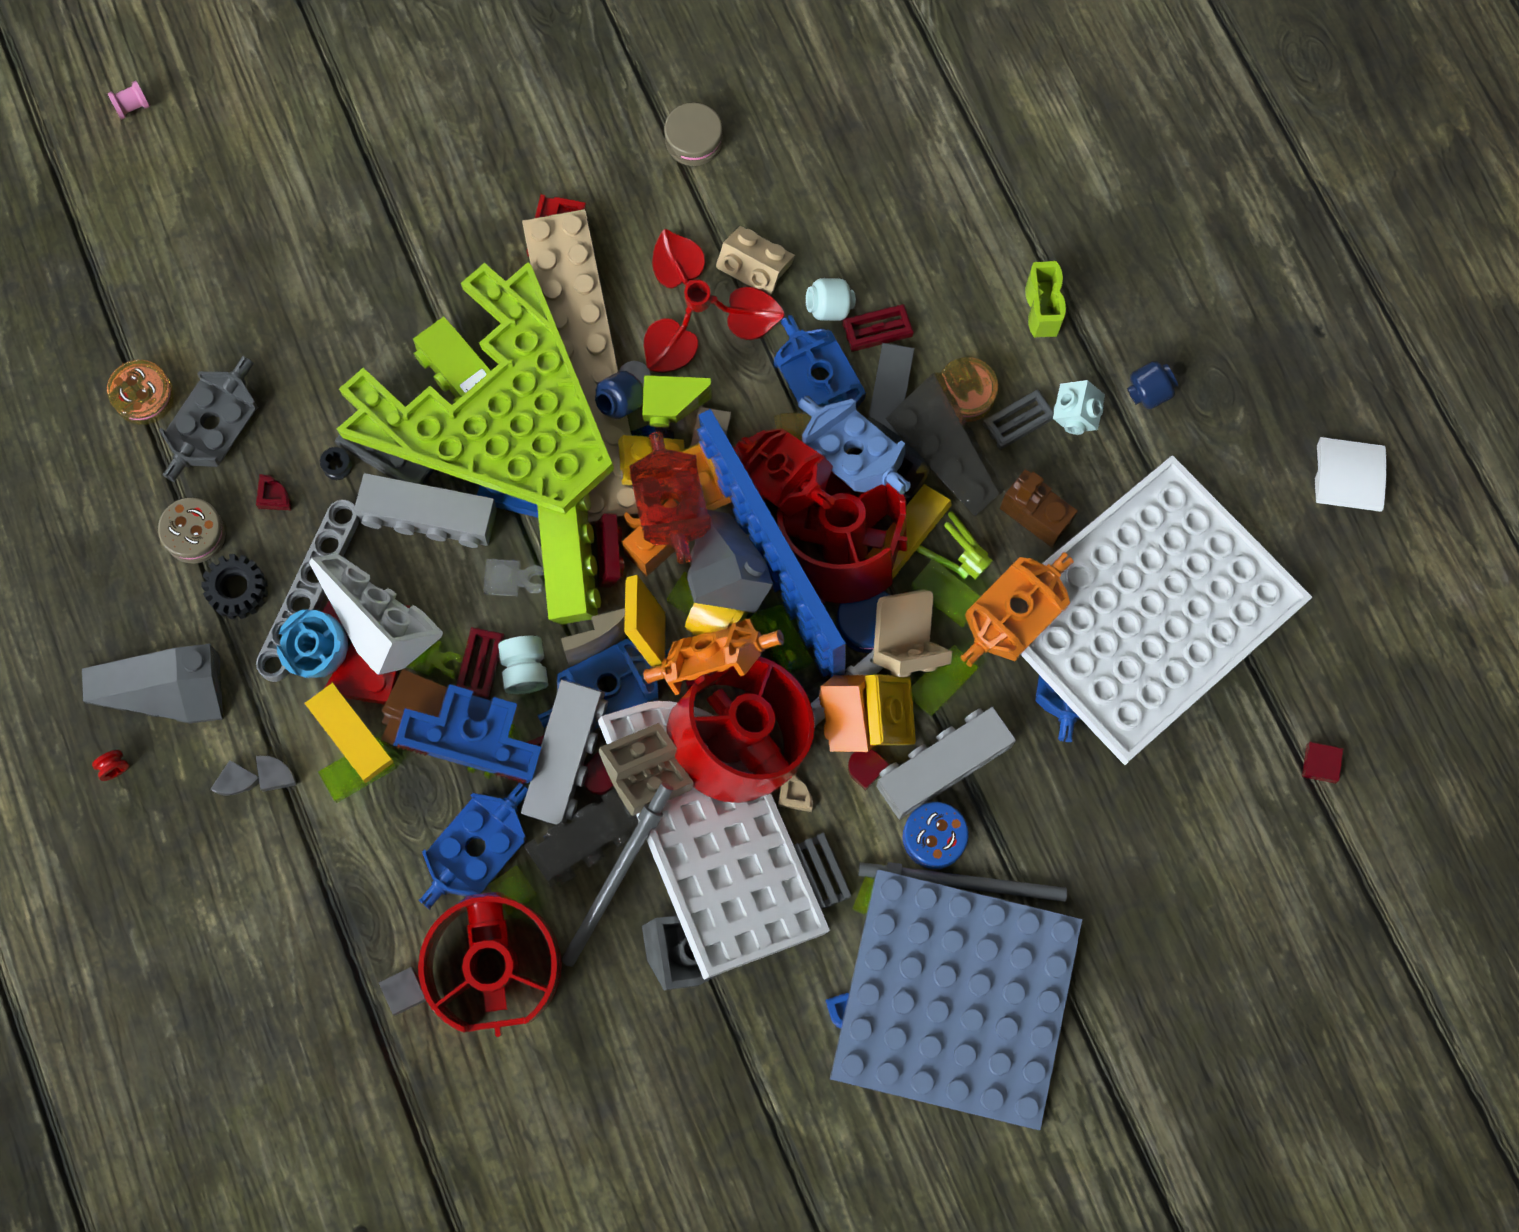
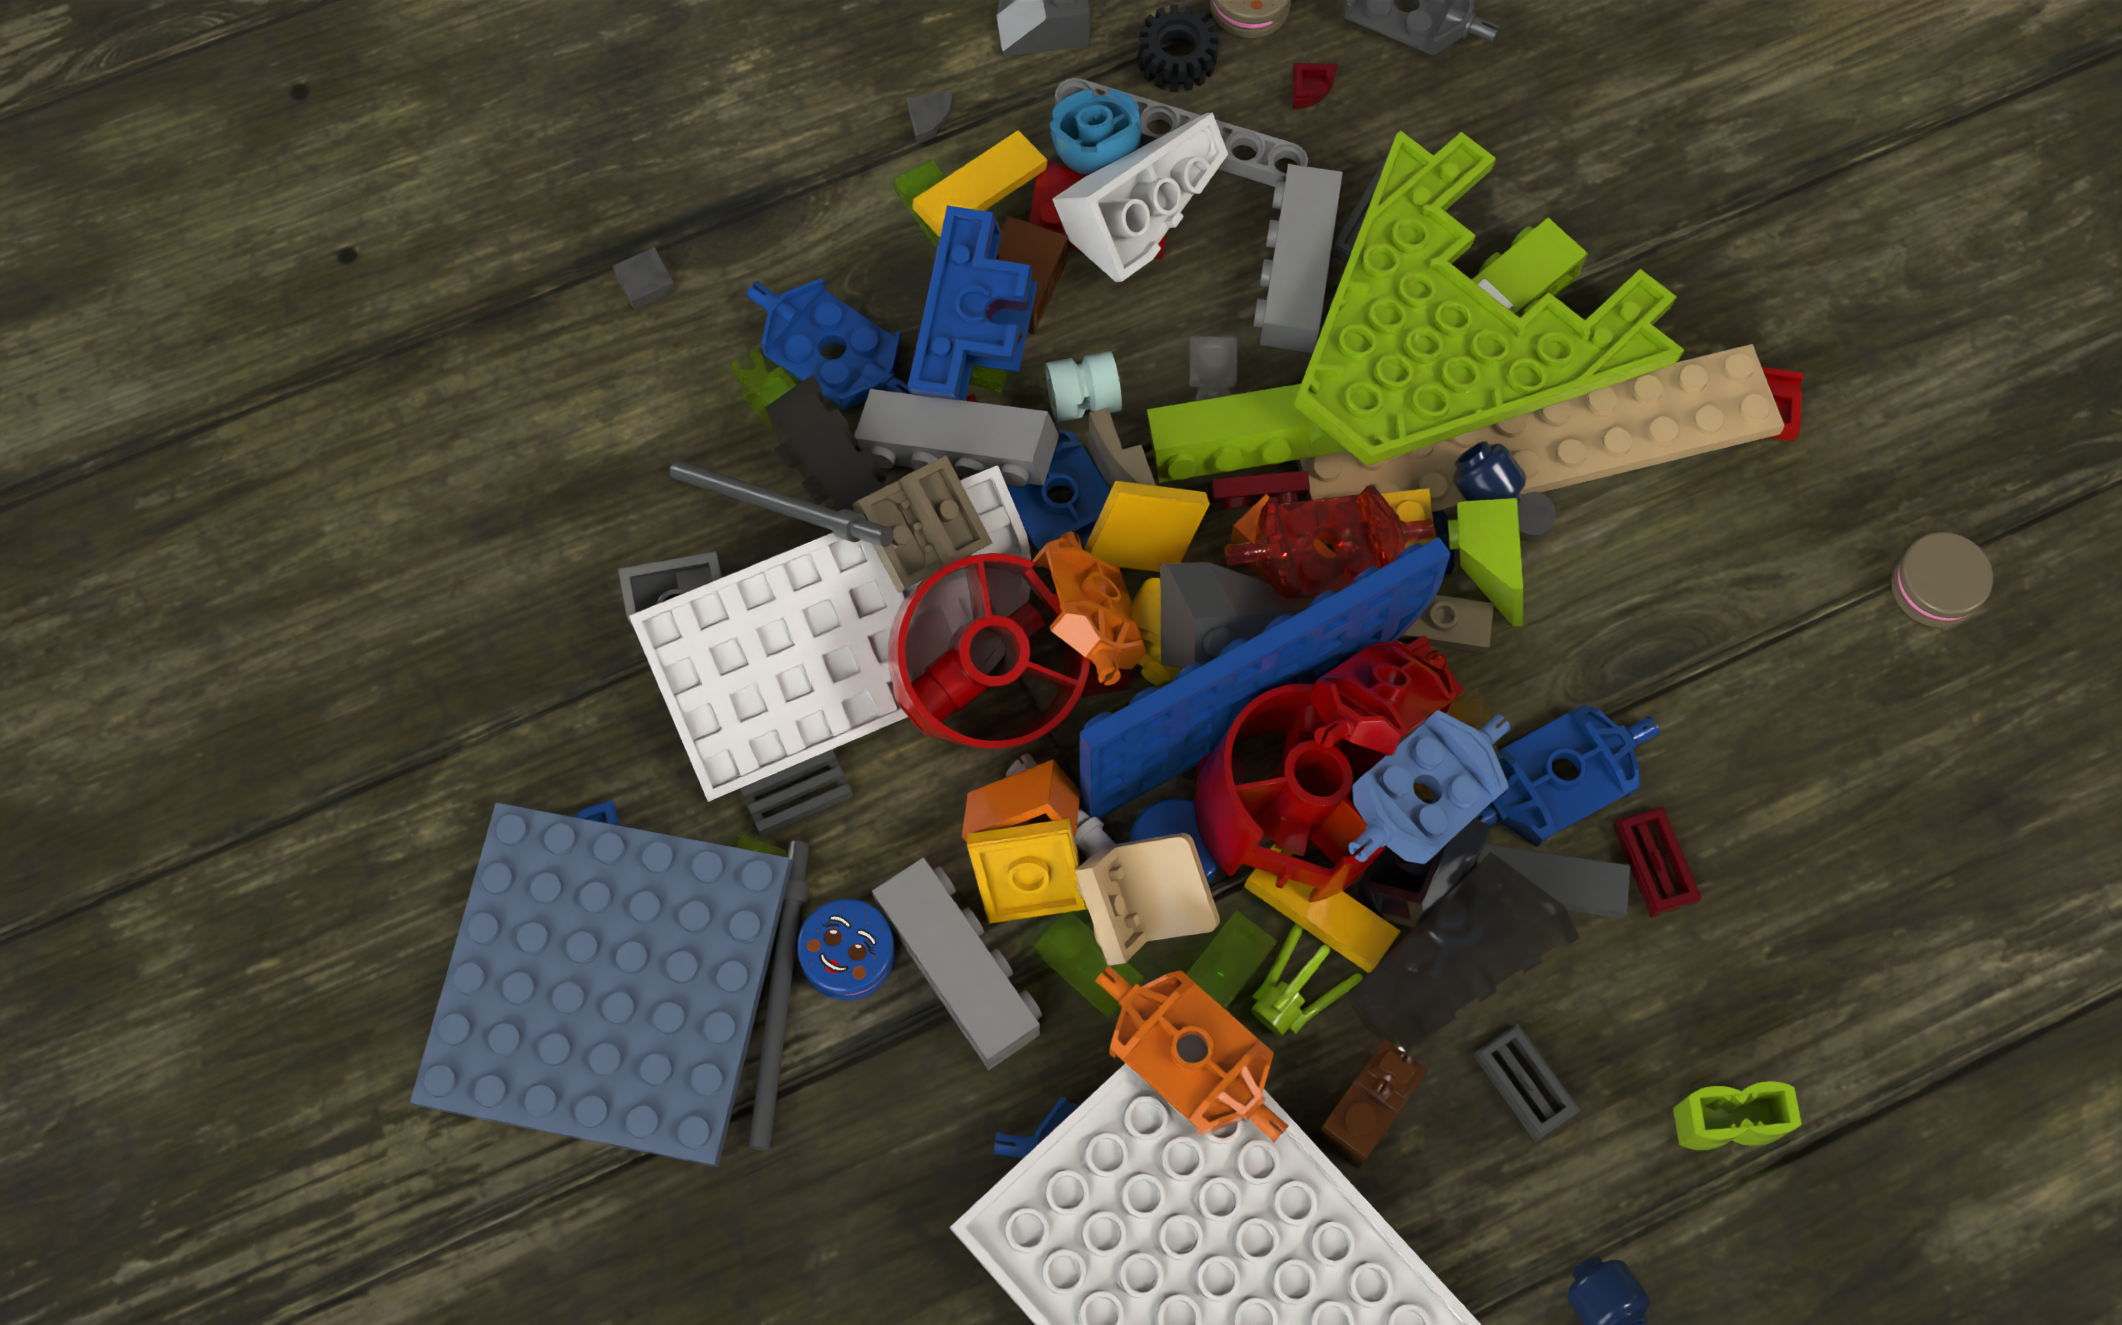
camera: 90 degrees right, 5 degrees down
(234, 780) = (921, 70): flat silver tile -> none
(333, 453) = (1351, 143): black bush -> none
(434, 658) = (1090, 282): clear neon green plate -> none
(485, 931) = (663, 362): red animal -> none
(493, 664) = (1063, 346): dark red tile -> none
(682, 260) = (1725, 566): red plant -> none
(753, 259) = (1745, 674): tan bracket -> none
(795, 795) = (911, 755): tan tile -> none
(830, 299) = (1692, 783): light aqua head -> none
(865, 767) = (949, 851): dark red tile -> none
(972, 386) = (1567, 996): clear yellow head -> none
(1079, 407) = (1552, 1171): light aqua brick -> none

